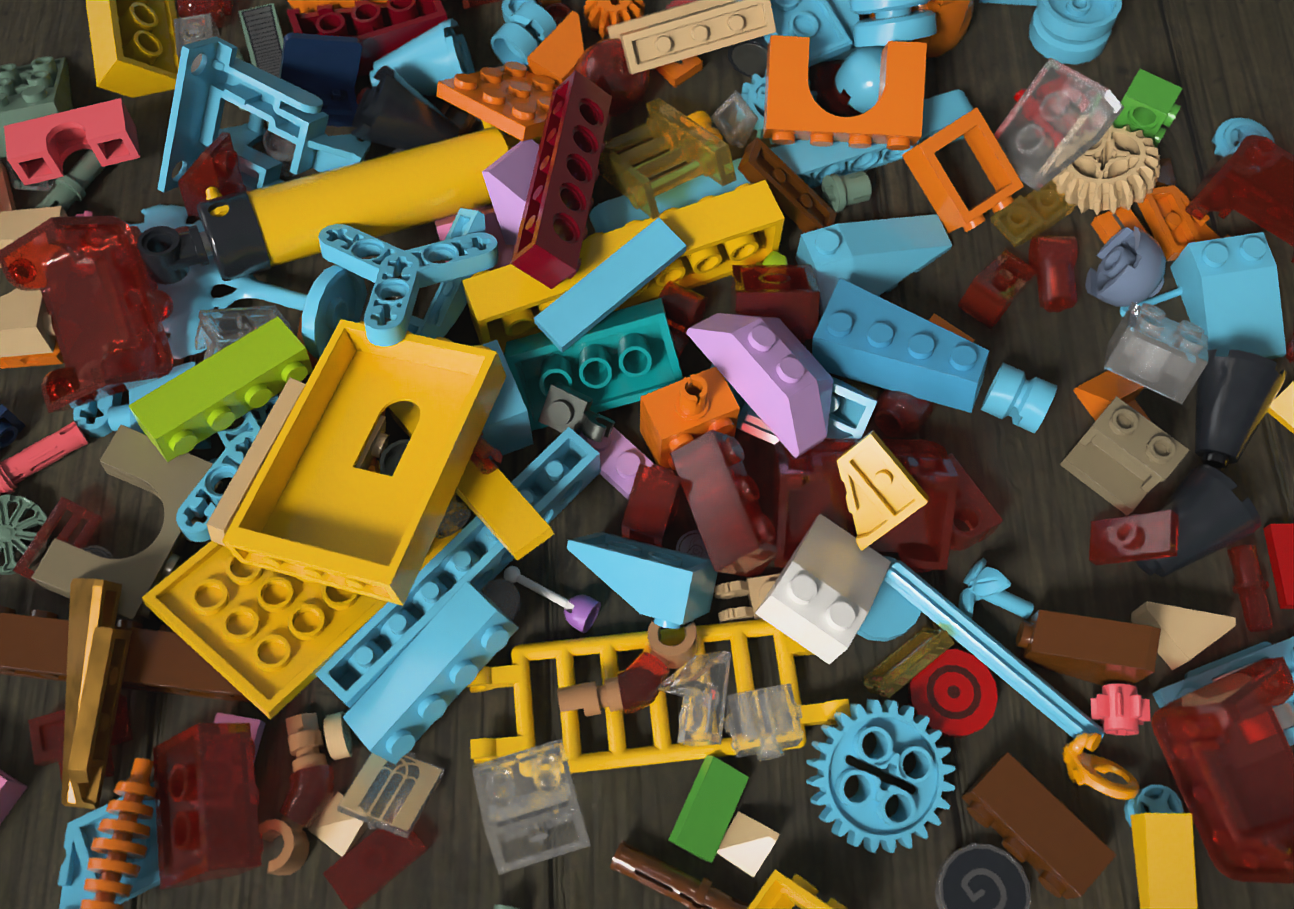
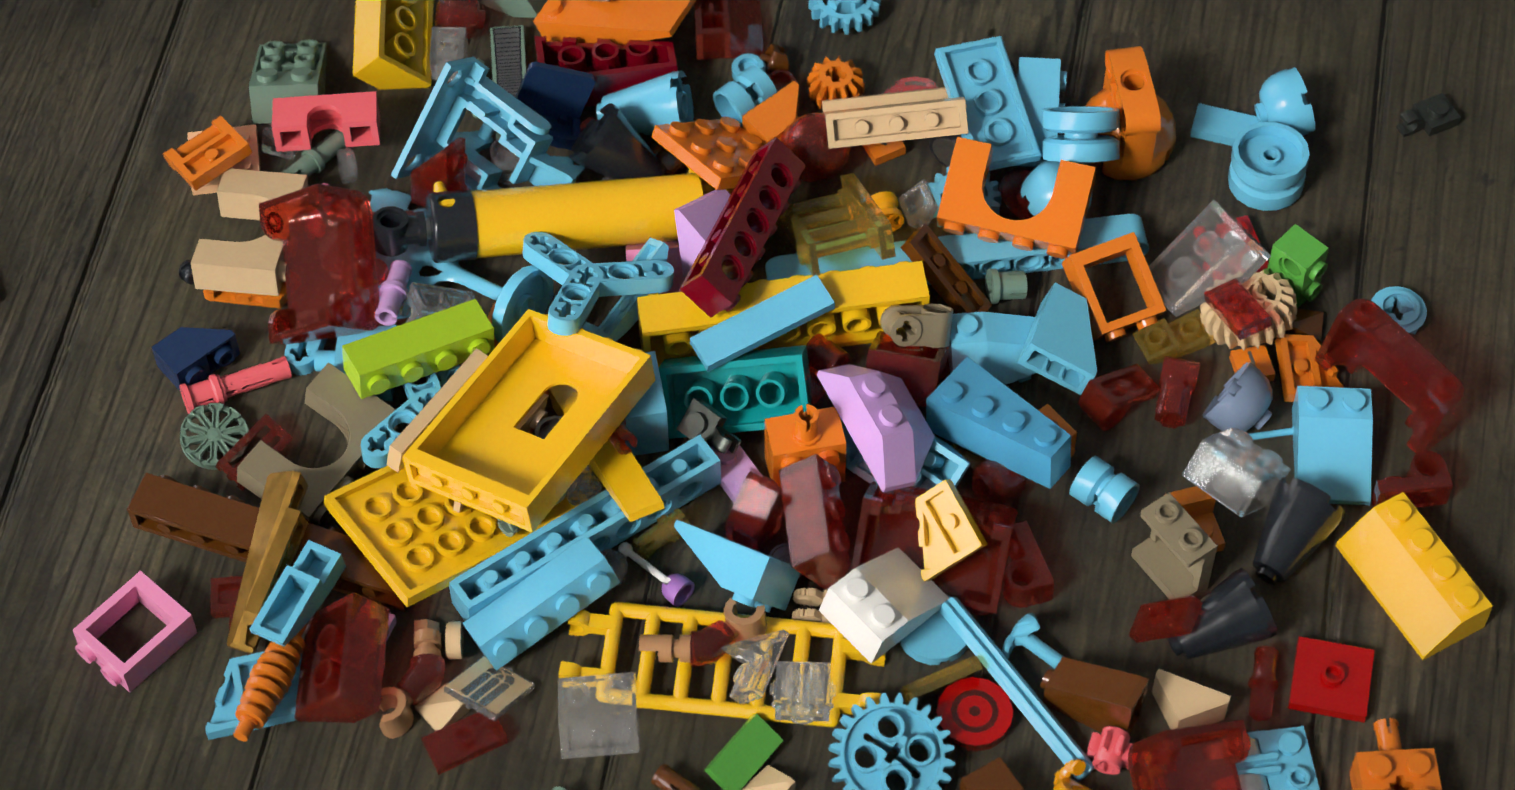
camera: 15 degrees right, 10 degrees down
(109, 186) = (347, 165): none -> clear tile
(131, 735) = (298, 593): none -> medium azure slope
(182, 326) = (393, 292): none -> lavender pin
(545, 554) = (659, 534): none -> clear yellow pin
(777, 252) = (923, 326): none -> dark tan piece
(928, 240) = (1061, 340): none -> medium azure slope
(1108, 171) = (1238, 309): none -> clear red plate

